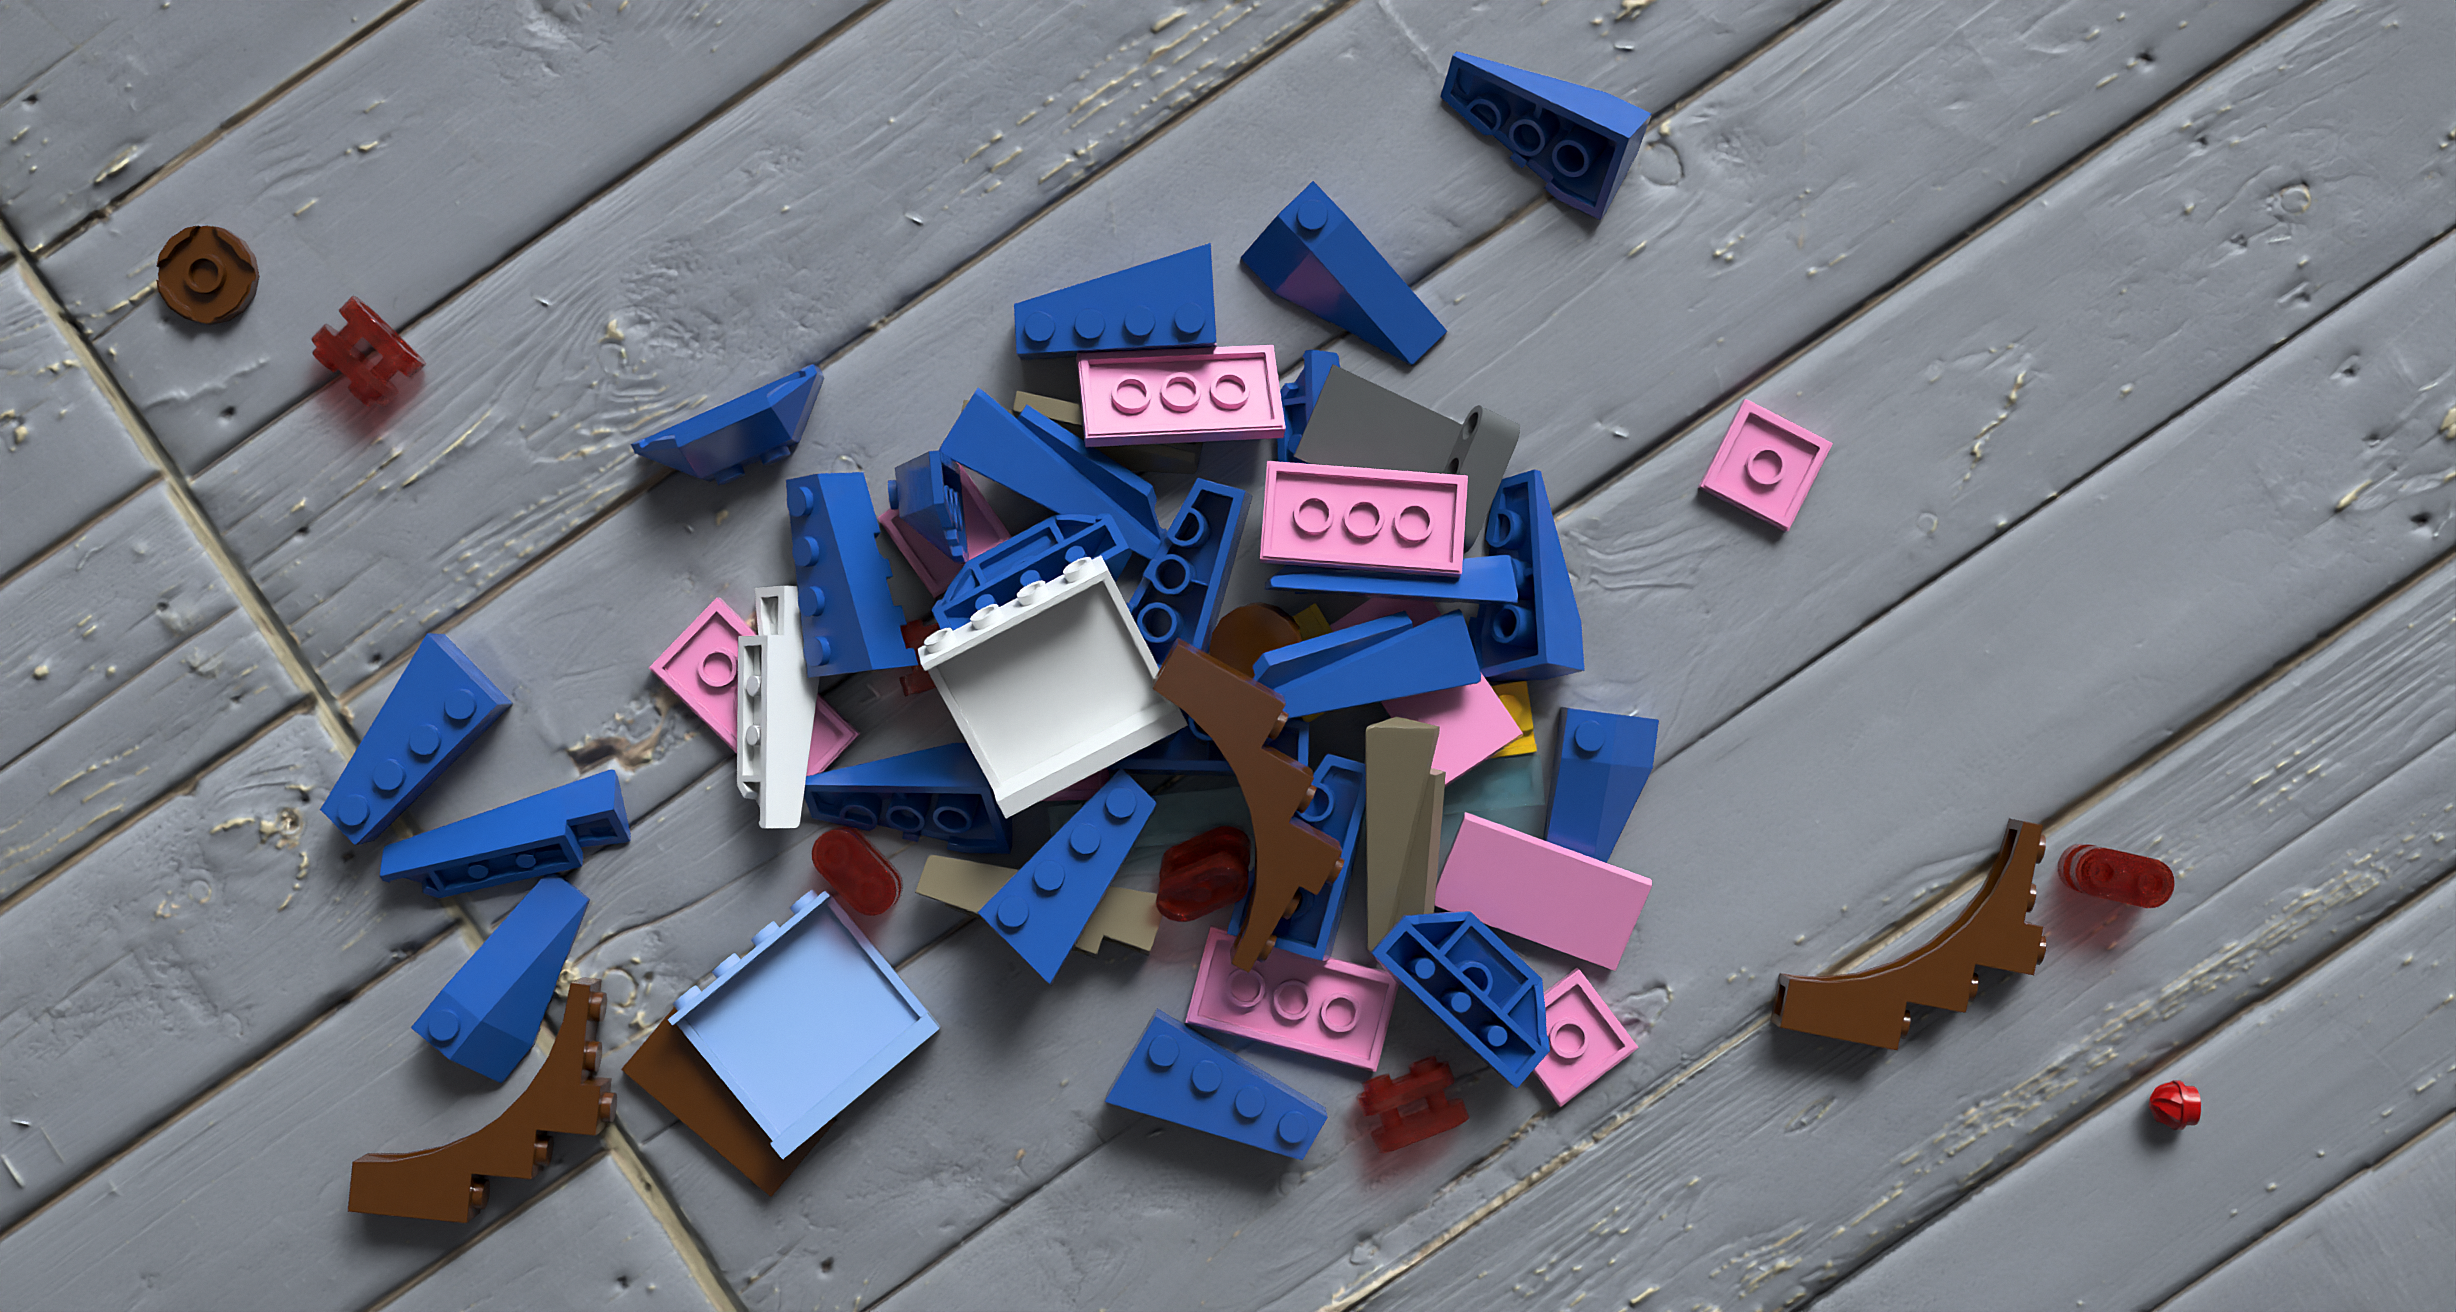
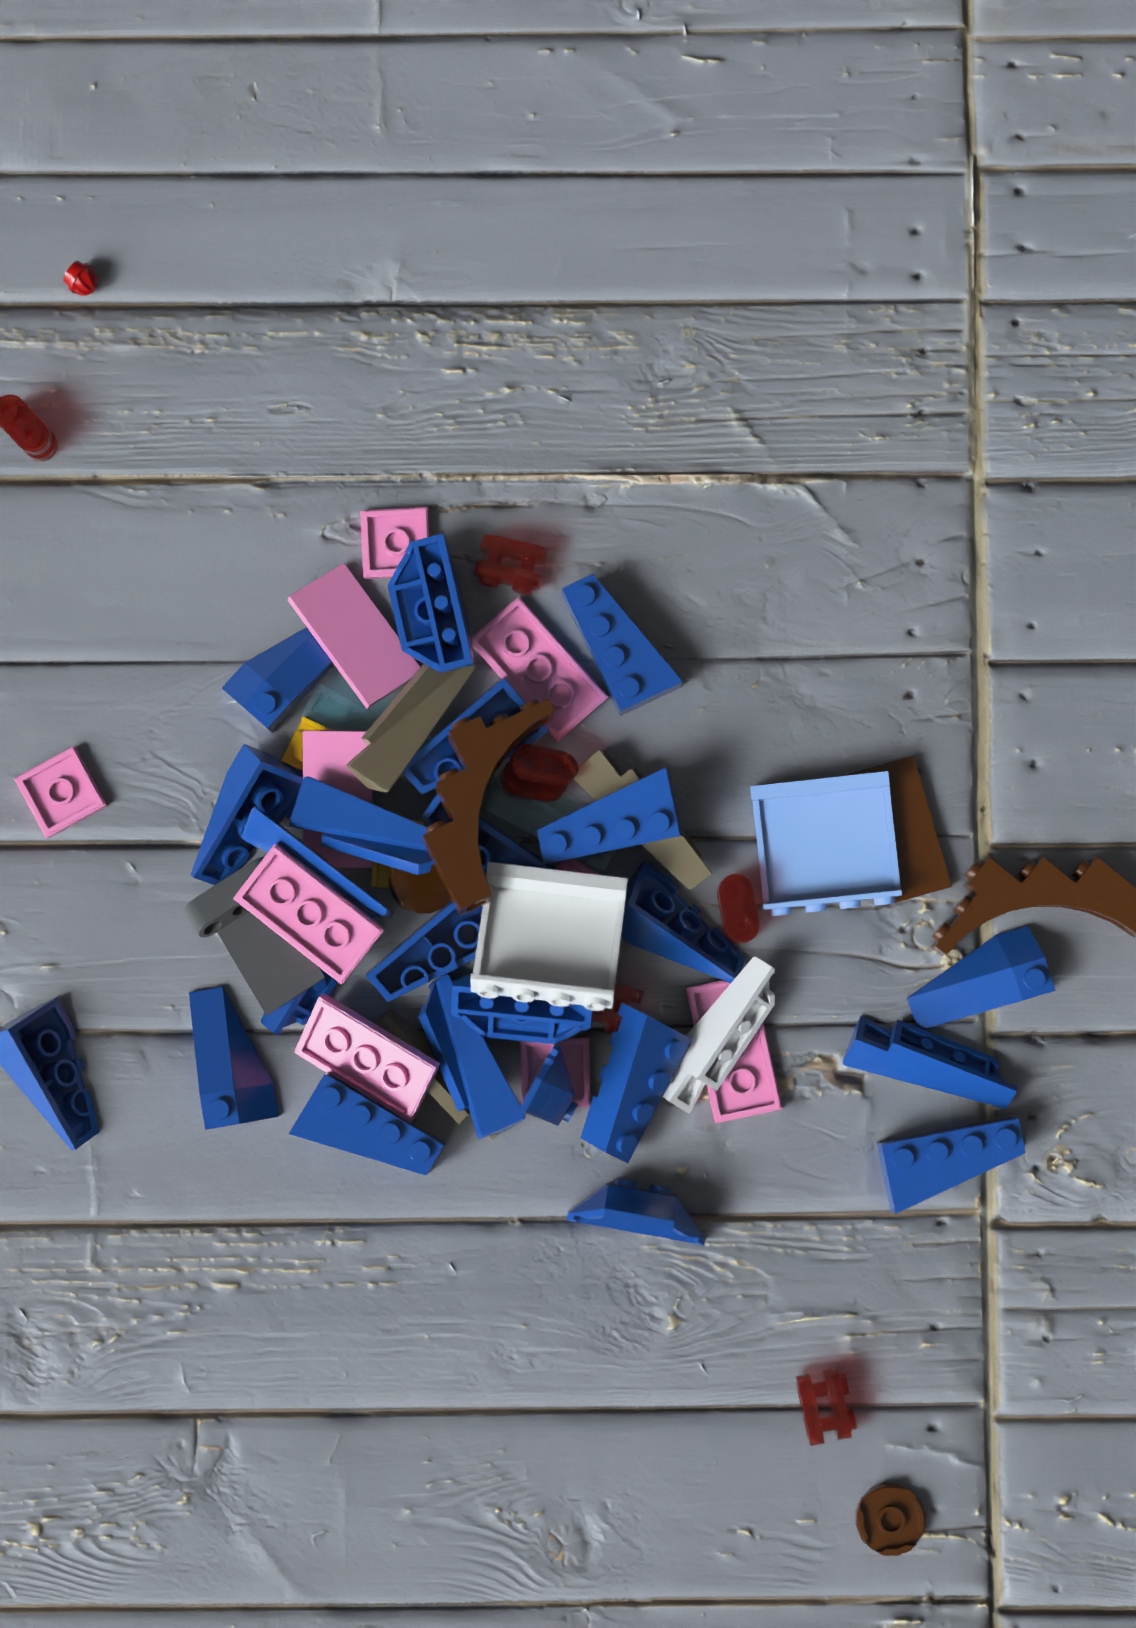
camera: 140 degrees left, 5 degrees down
(1940, 974) = (162, 439): reddish brown arch -> none

